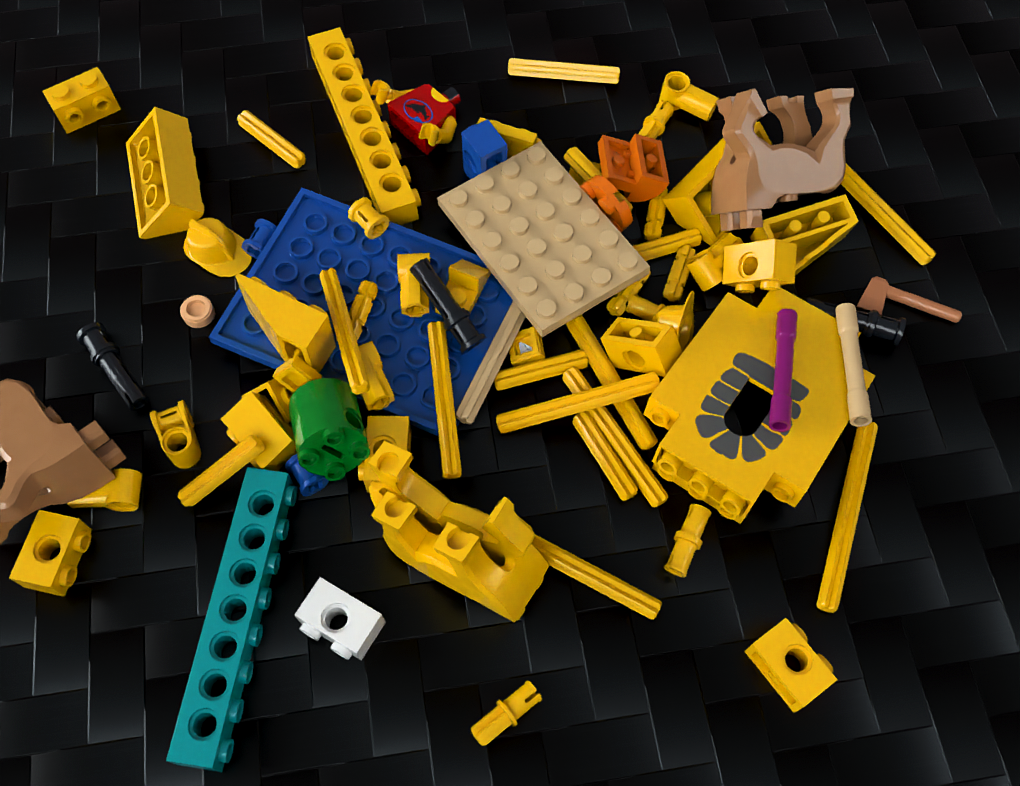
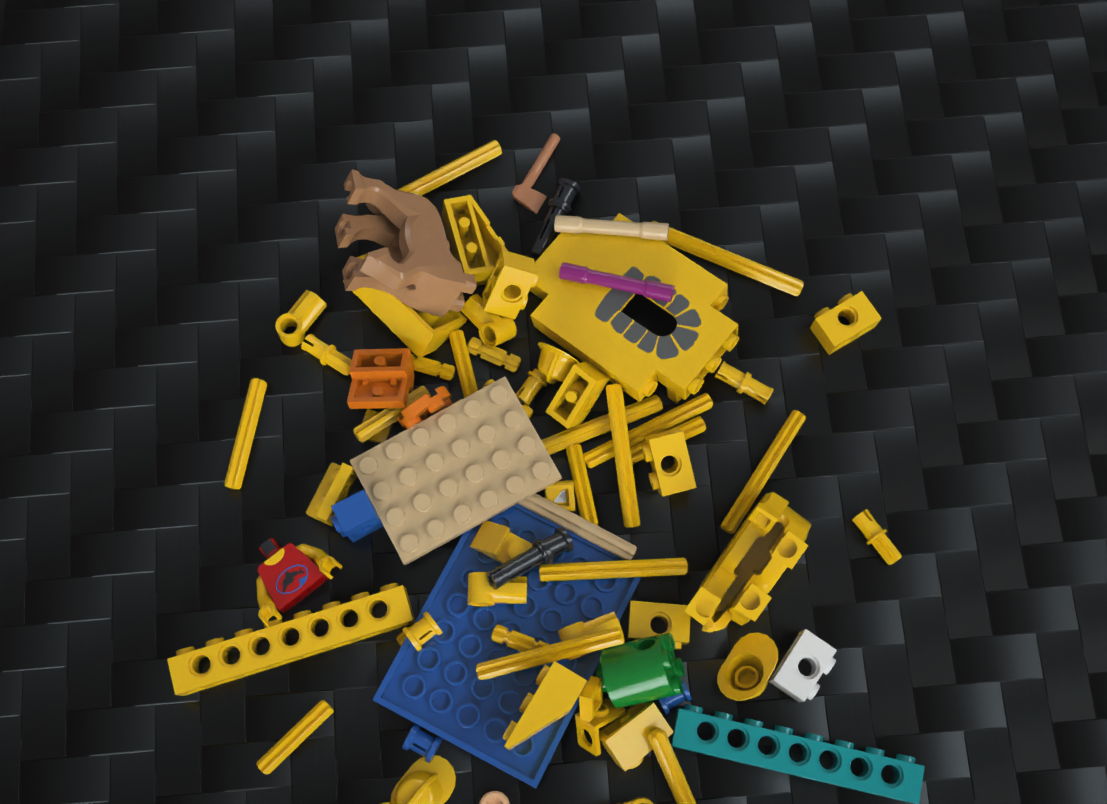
camera: 85 degrees left, 10 degrees up
(333, 550) = (748, 667): none -> yellow piece
(594, 452) = (680, 475): none -> yellow brick

